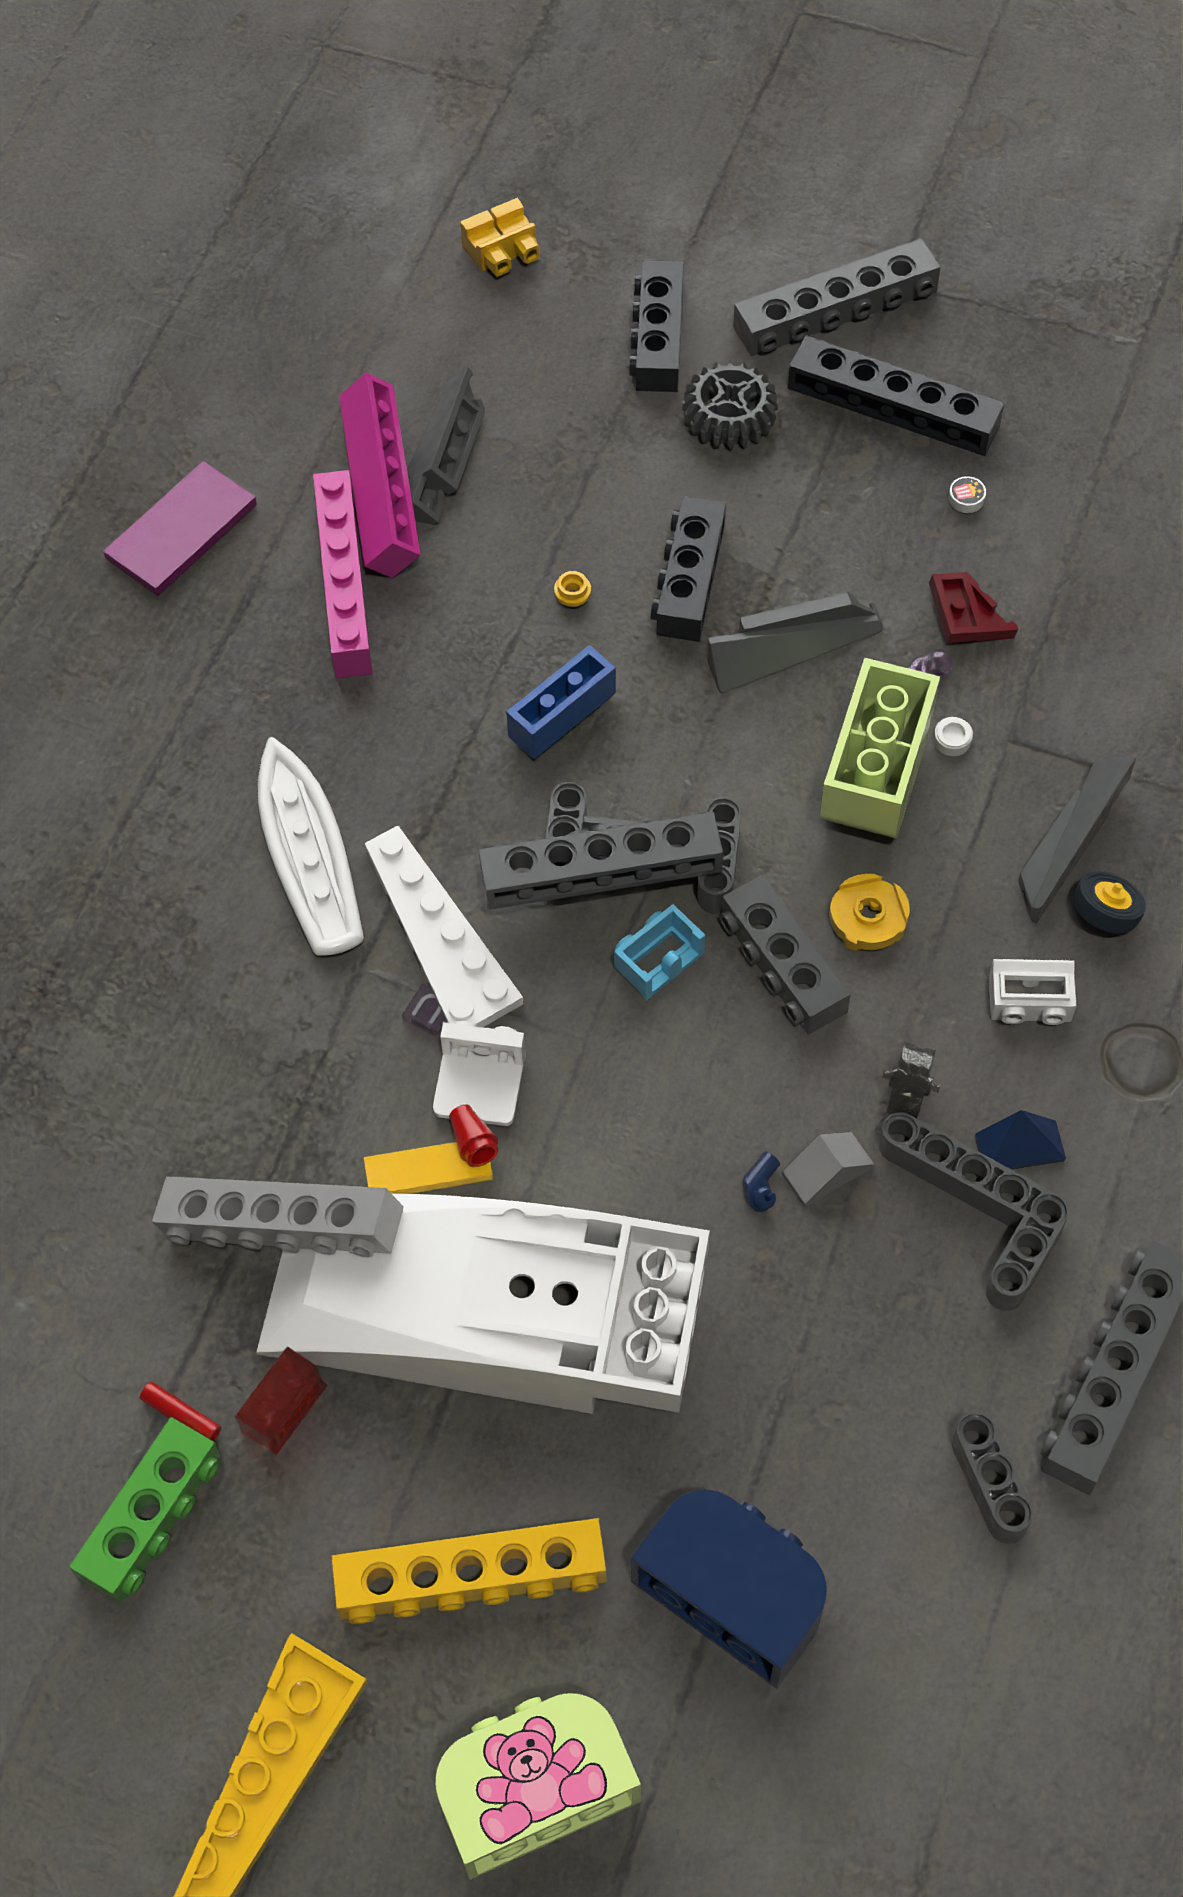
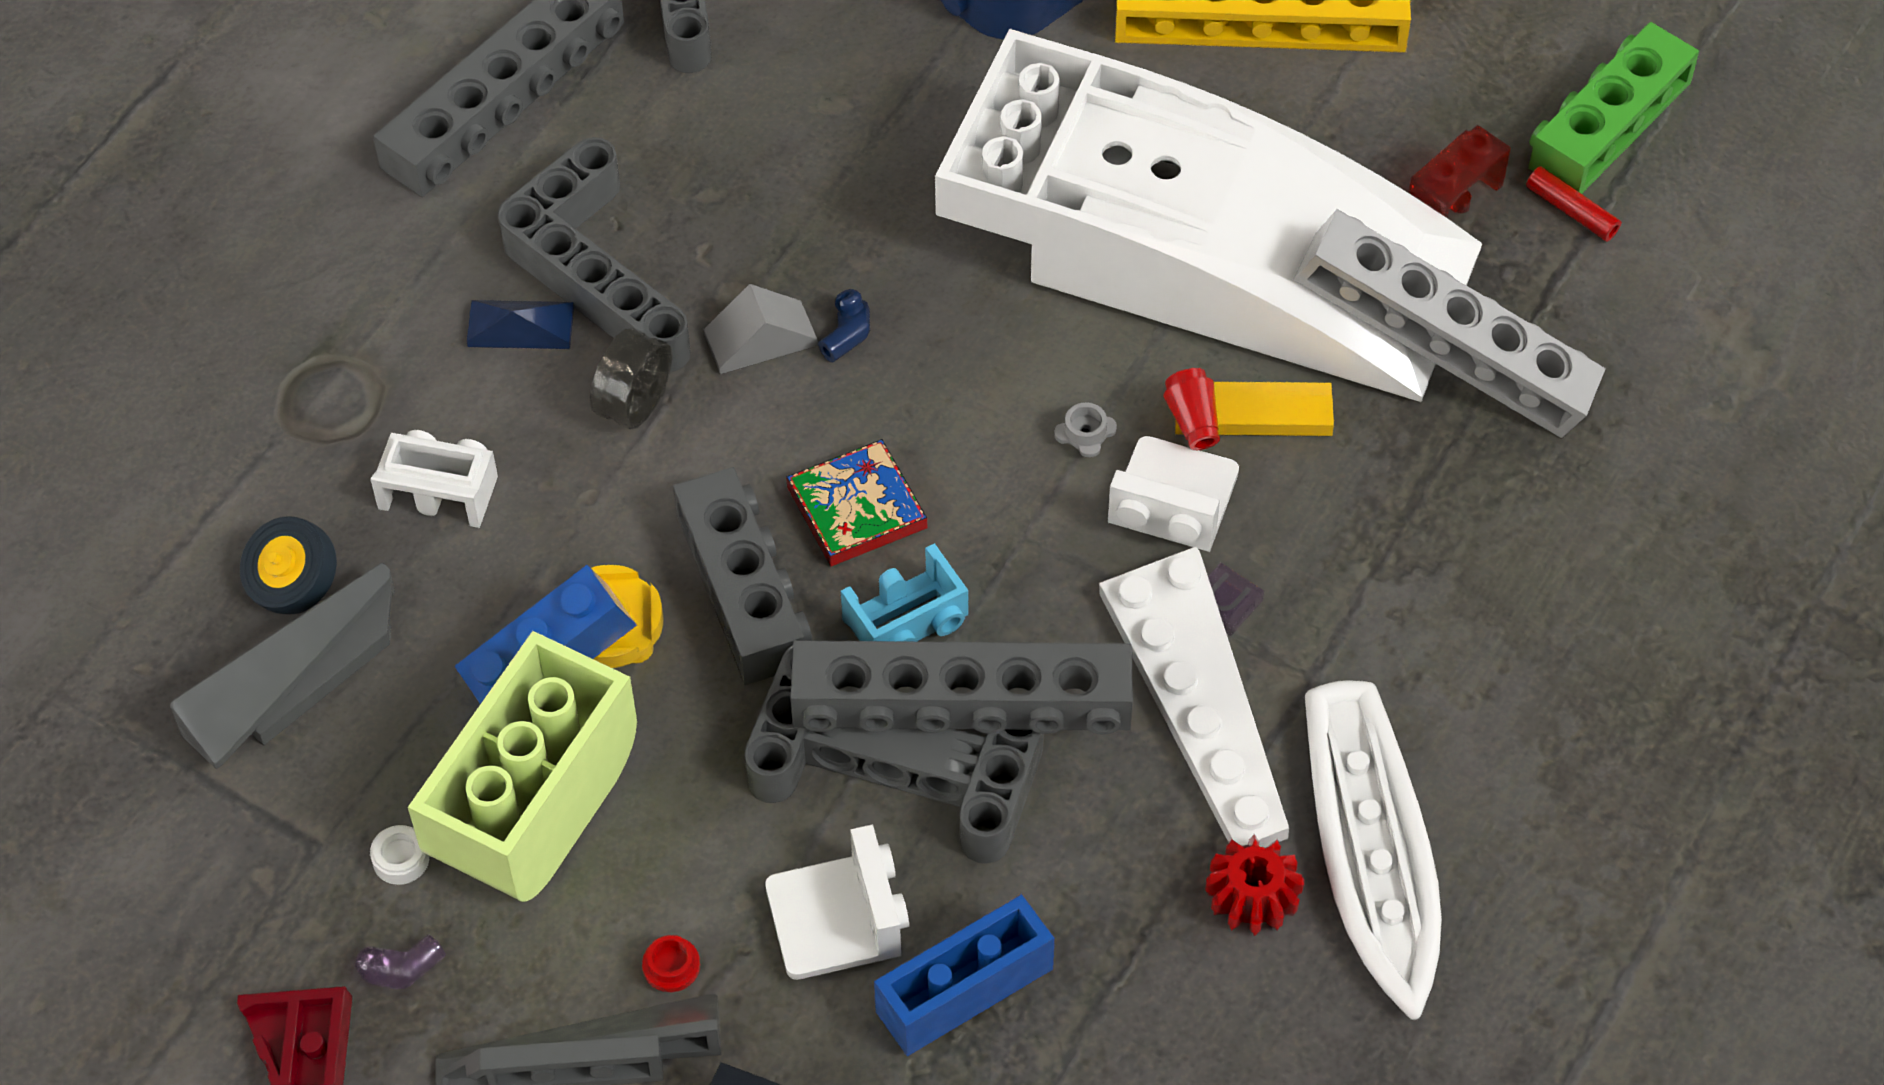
camera: 170 degrees left, 5 degrees down
(383, 799) = (1276, 882): none -> red gear
(555, 1114) = (1088, 417): none -> light grey plate
(654, 740) = (838, 910): none -> white bracket
(716, 1037) = (856, 502): none -> tile
(753, 695) = (671, 963): none -> red plate
(899, 857) = (576, 614): none -> blue brick

